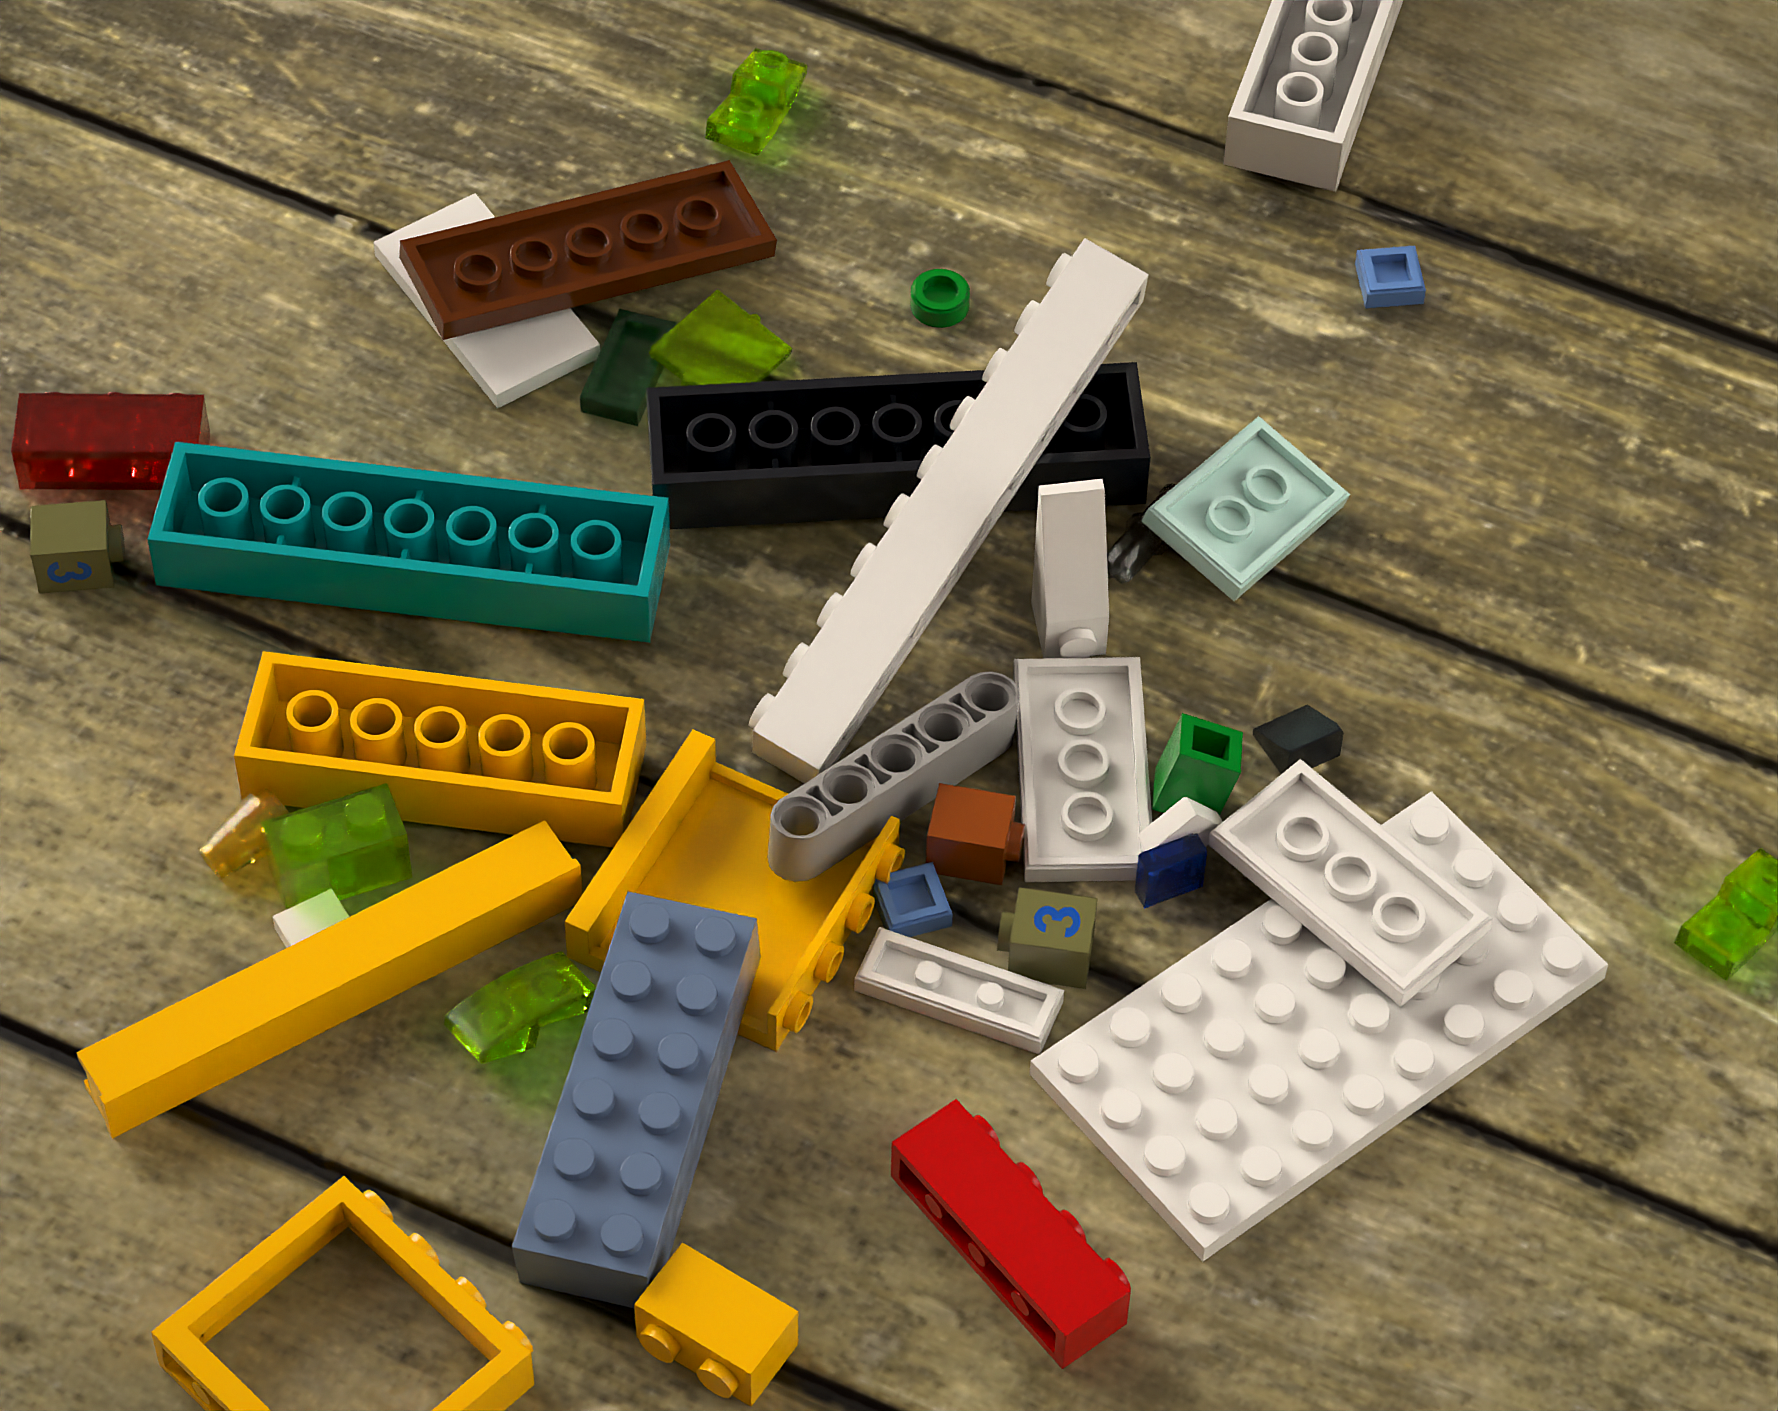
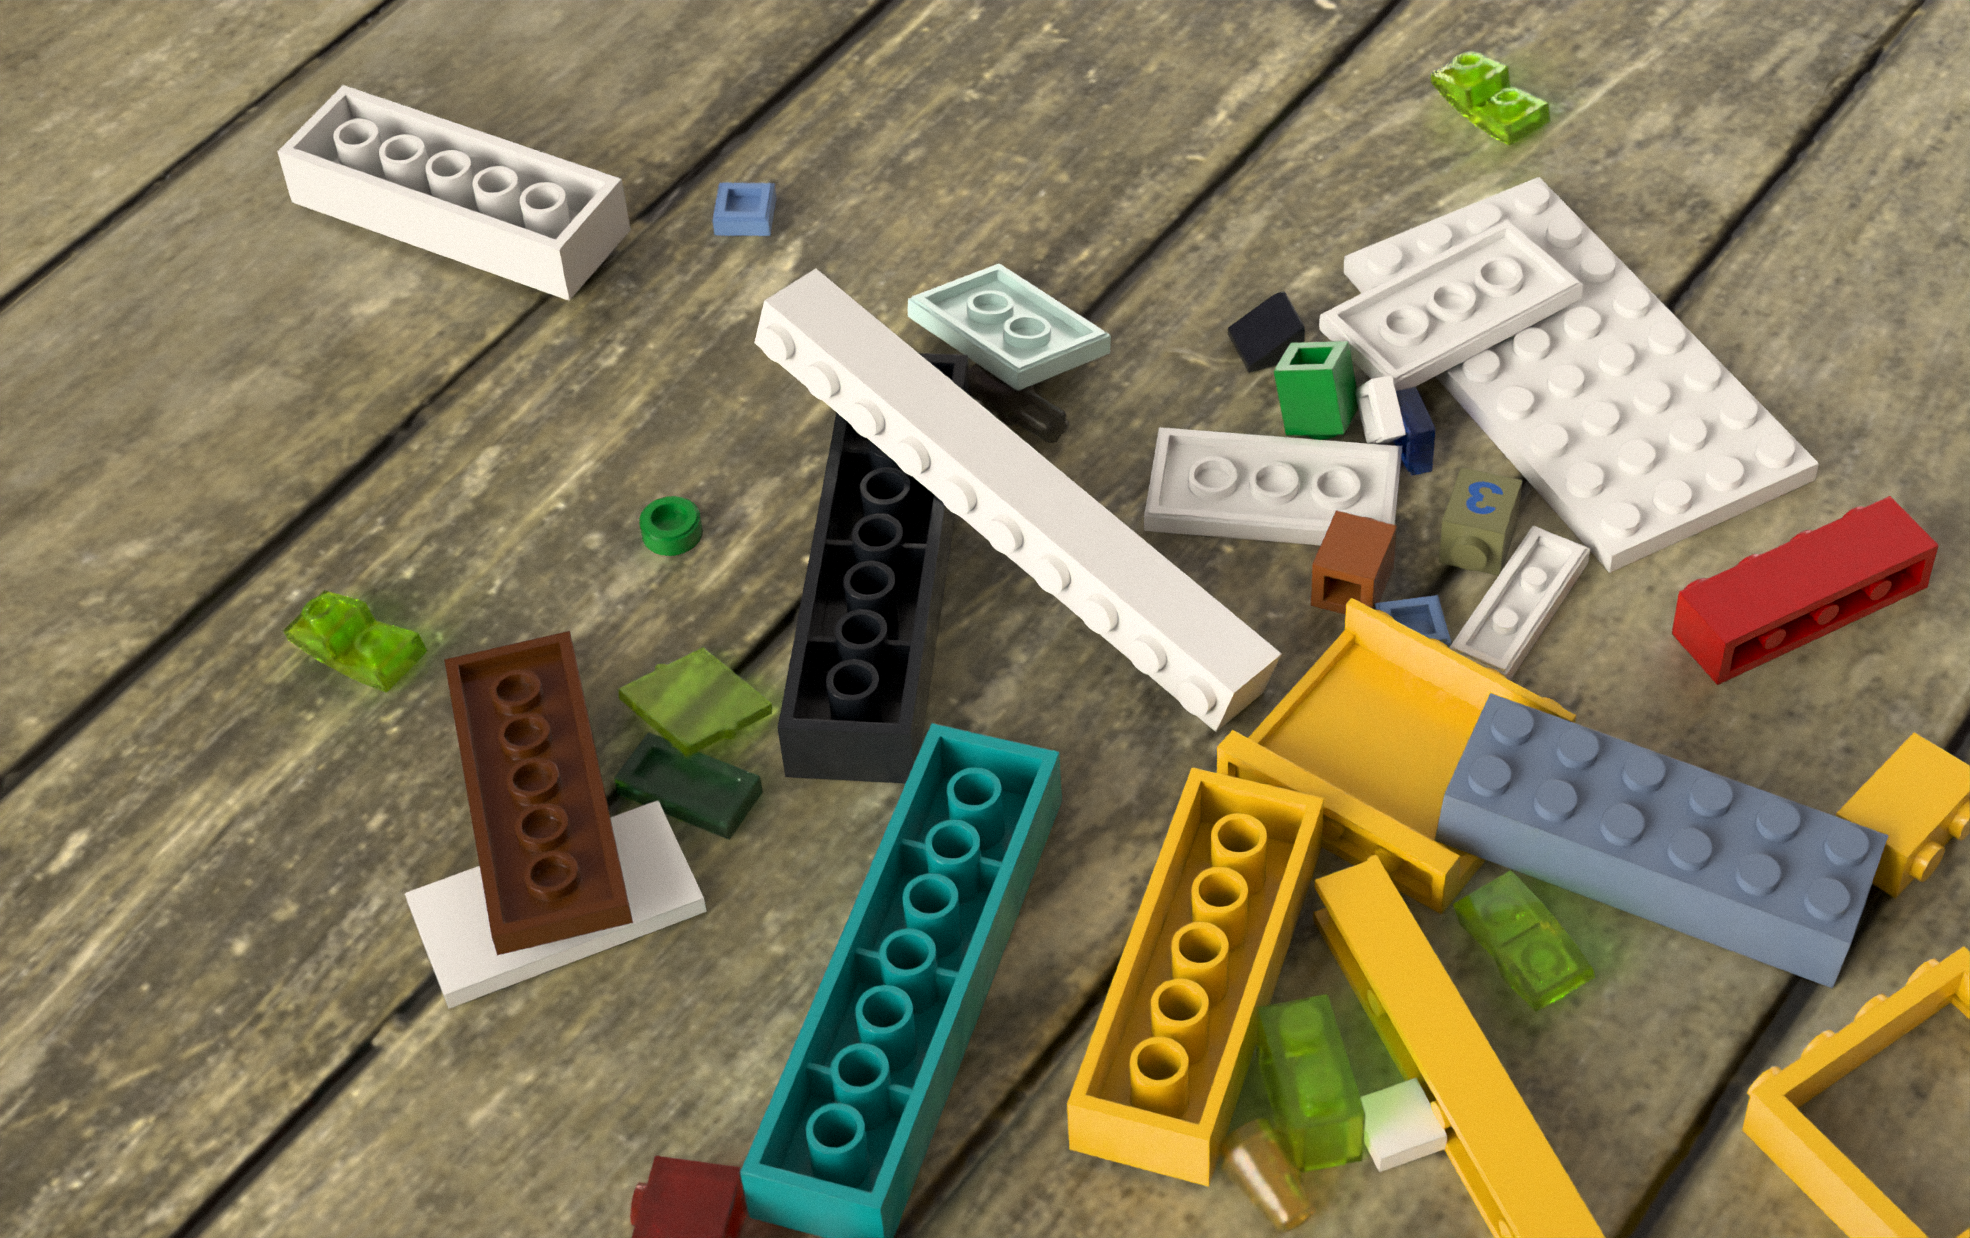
camera: 75 degrees left, 5 degrees down
(892, 776) = (1292, 606): light grey beam -> none
(1071, 570) = (1096, 431): white slope -> none

